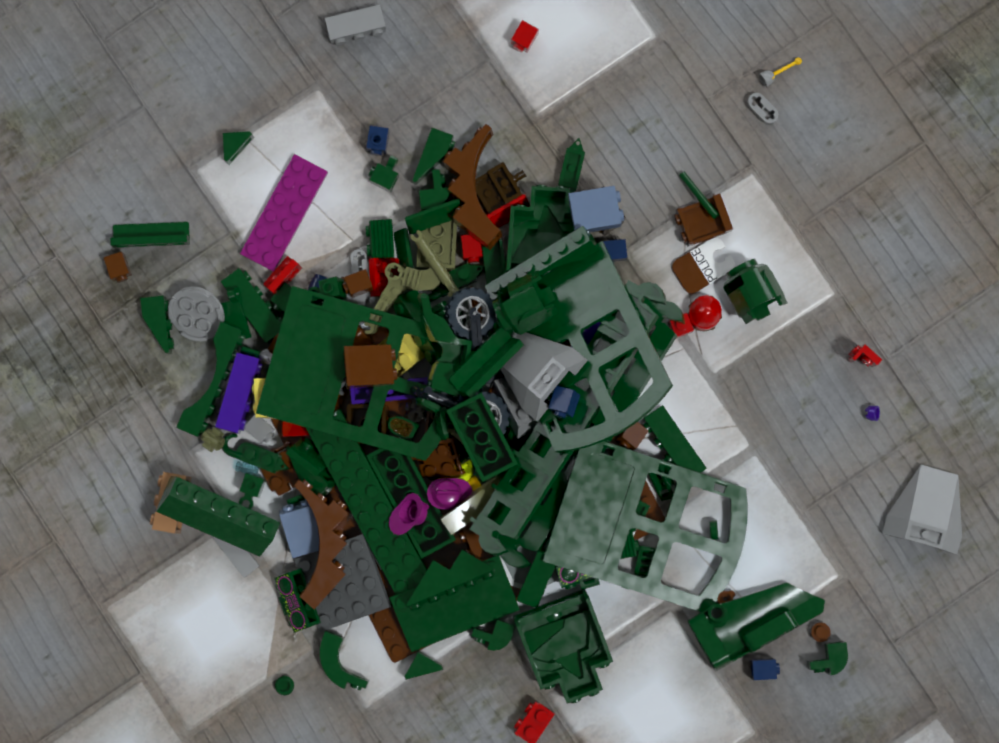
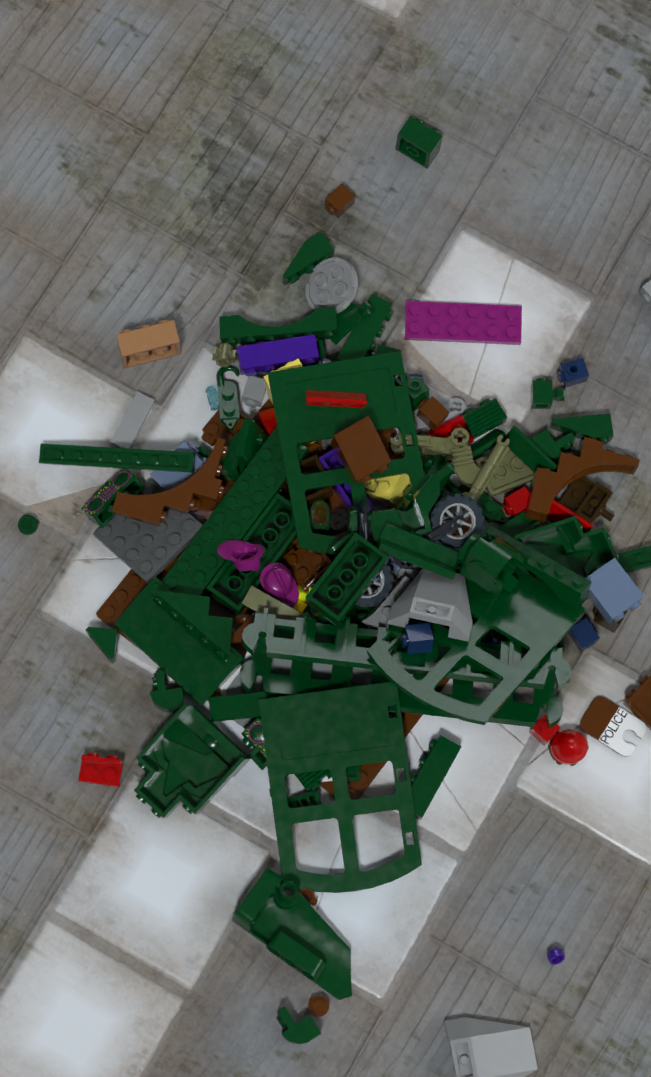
camera: 55 degrees right, 10 degrees down
(97, 168) = (419, 142): none -> dark green brick
(150, 235) = (382, 216): dark green panel -> none
(217, 516) = (156, 387): dark green slope -> none
(234, 144) = (502, 250): dark green slope -> none
(252, 487) = (197, 410): dark green brick -> none
(264, 580) = (117, 458): none -> dark green plate
(283, 273) = (409, 348): red bracket -> none
(308, 364) = (335, 399): none -> red slope
(332, 666) = (69, 555): dark green arch -> none
(632, 436) = (418, 732): reddish brown brick -> none
(657, 482) = (388, 779): dark green slope -> none
(714, 530) = (366, 854): dark green tile -> none
(752, 289) = (613, 780): dark green piece -> none
(764, 669) = (256, 967): dark blue brick -> none
(867, 356) = (608, 917): red bracket -> none

